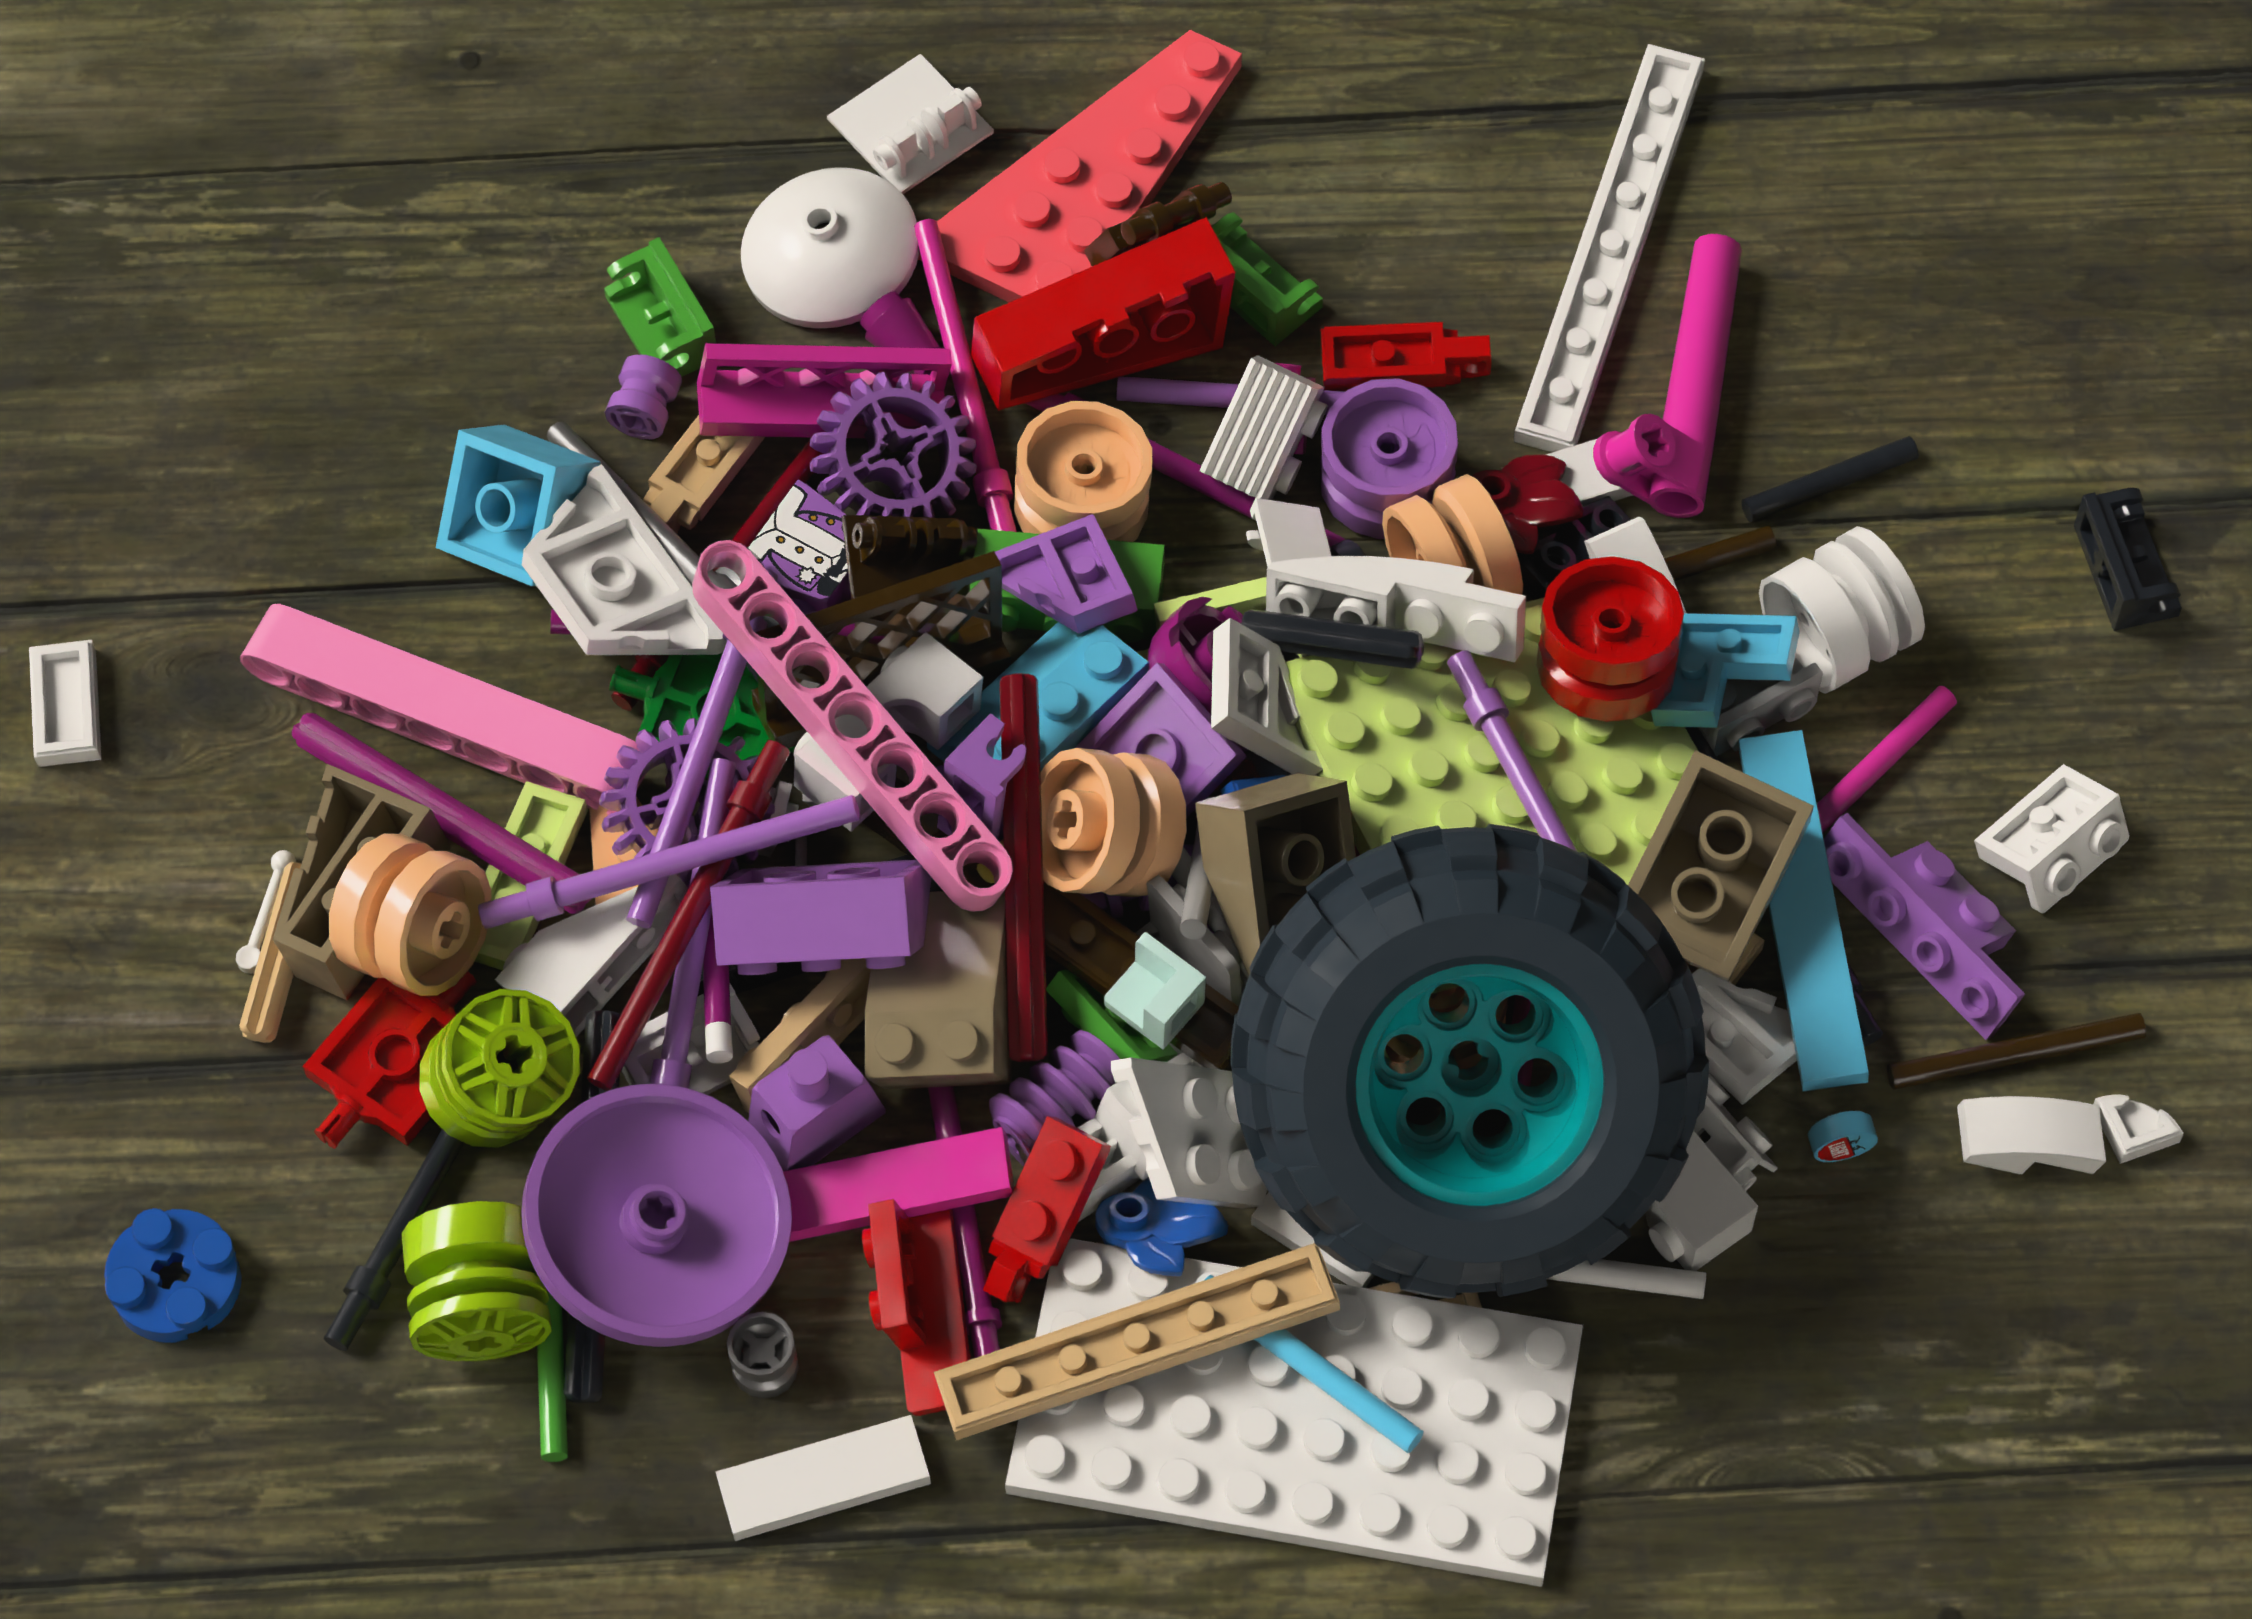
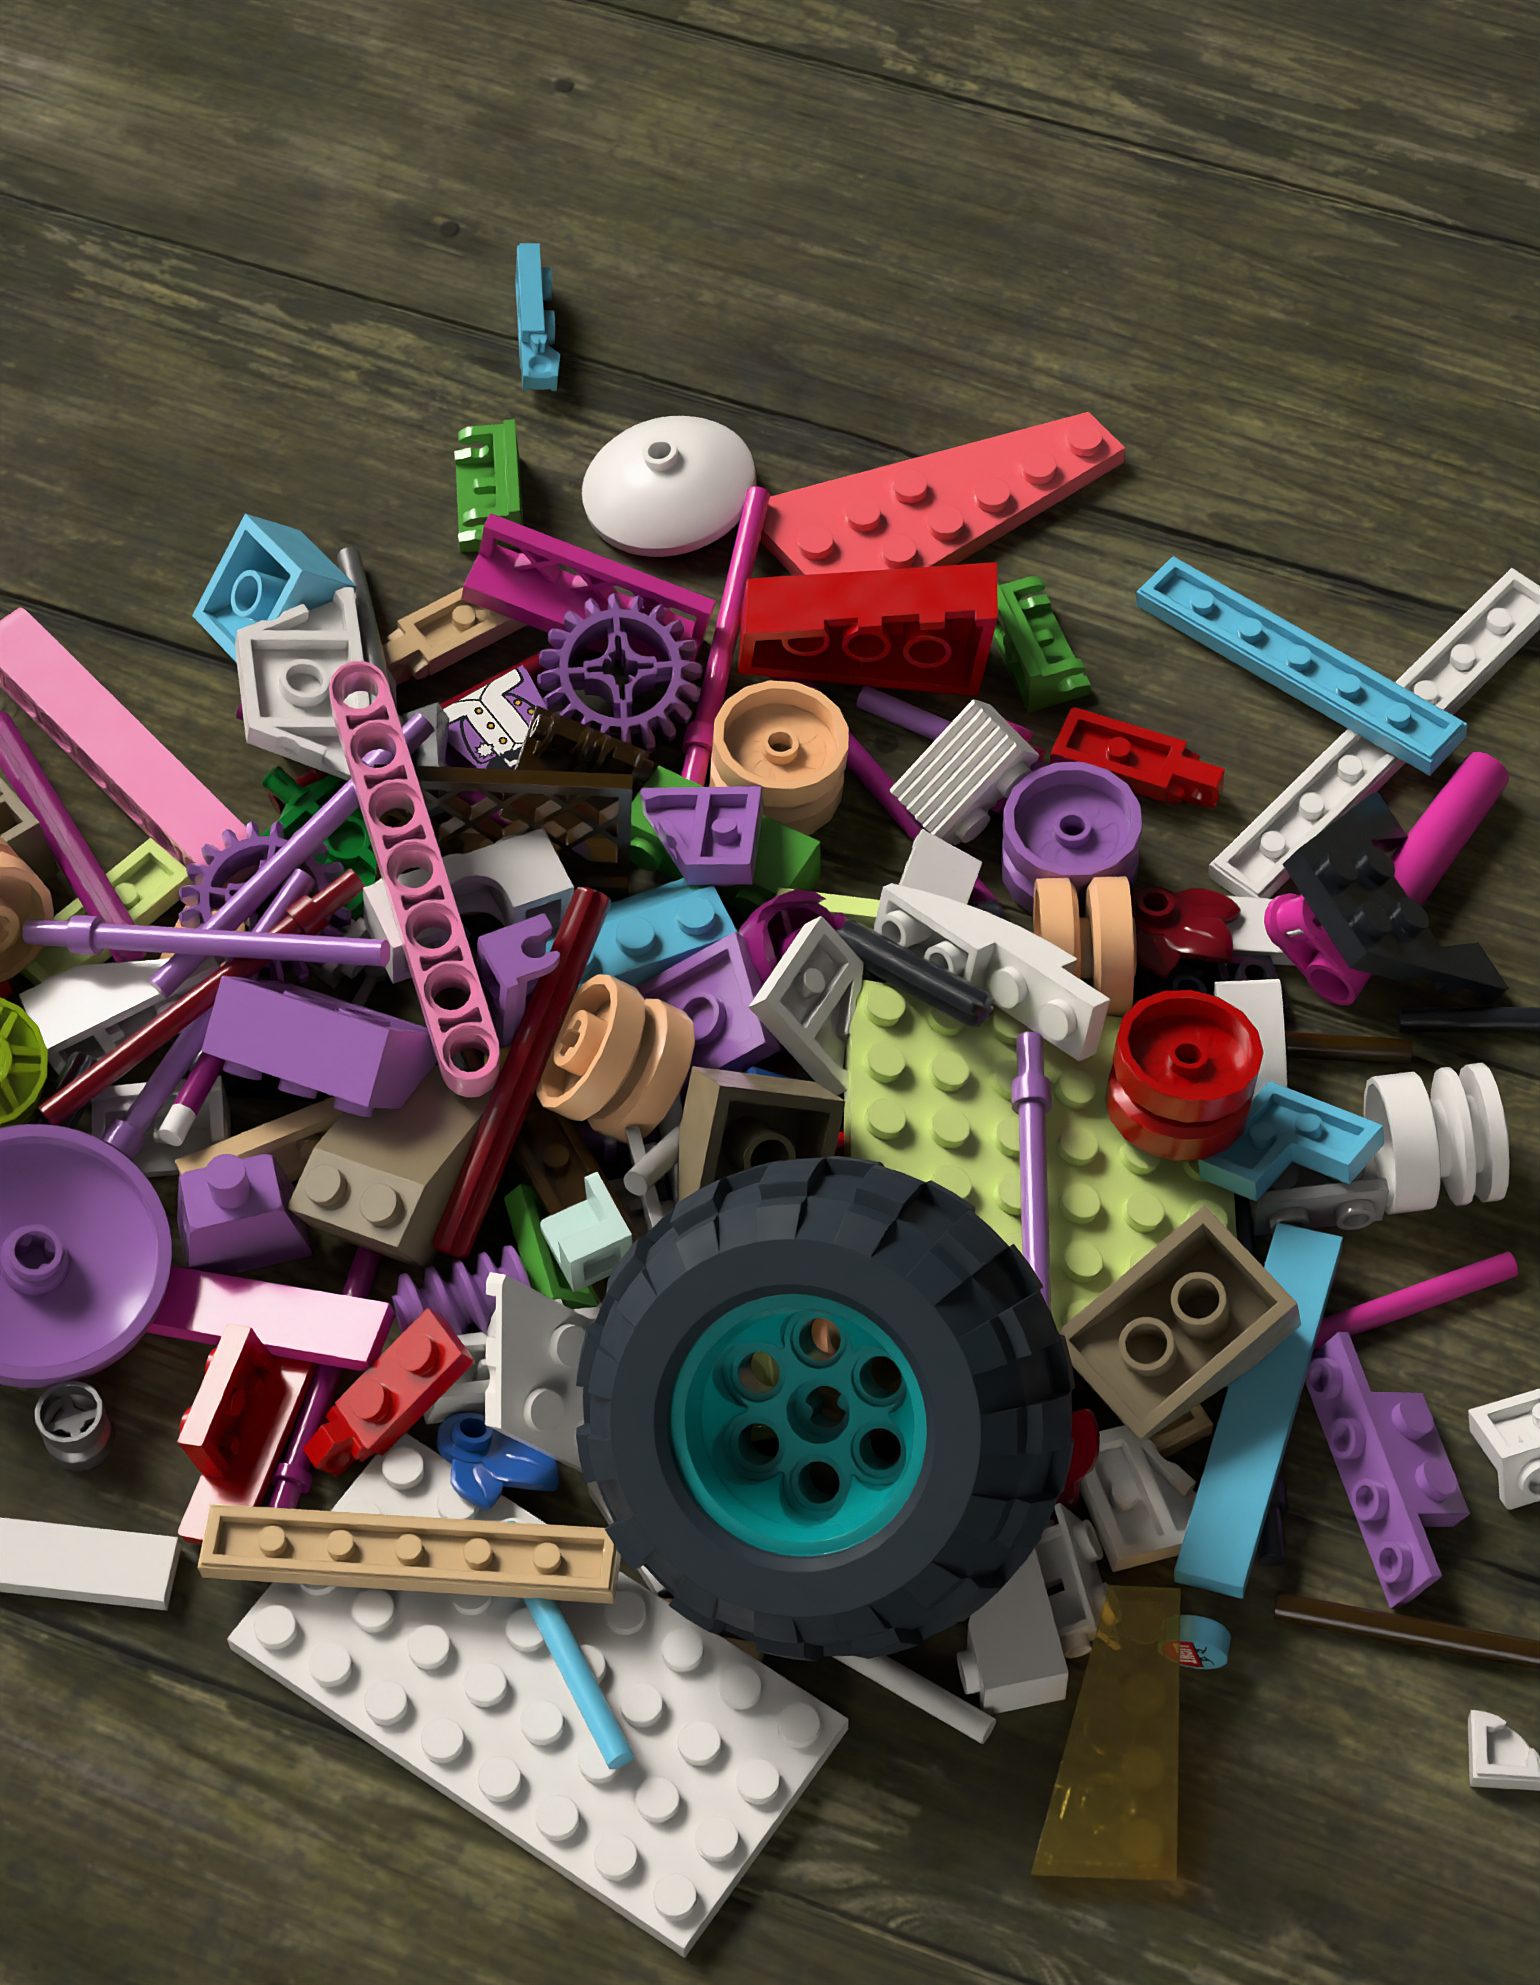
camera: 25 degrees right, 5 degrees down
(613, 130) = (535, 325): none -> medium azure hinge
(642, 400) = (434, 551): medium lavender wheel -> none
(897, 324) = (692, 567): magenta cone -> none
(911, 123) = (797, 408): white hinge -> none
(1159, 220) = (954, 550): dark brown plate -> none
(1504, 208) = (1302, 665): none -> medium azure tile
(1690, 423) = (1370, 915): none -> black wing
(1835, 1268) = (1119, 1767): none -> clear yellow wing
(2018, 1131) = (1382, 1711): white slope -> none

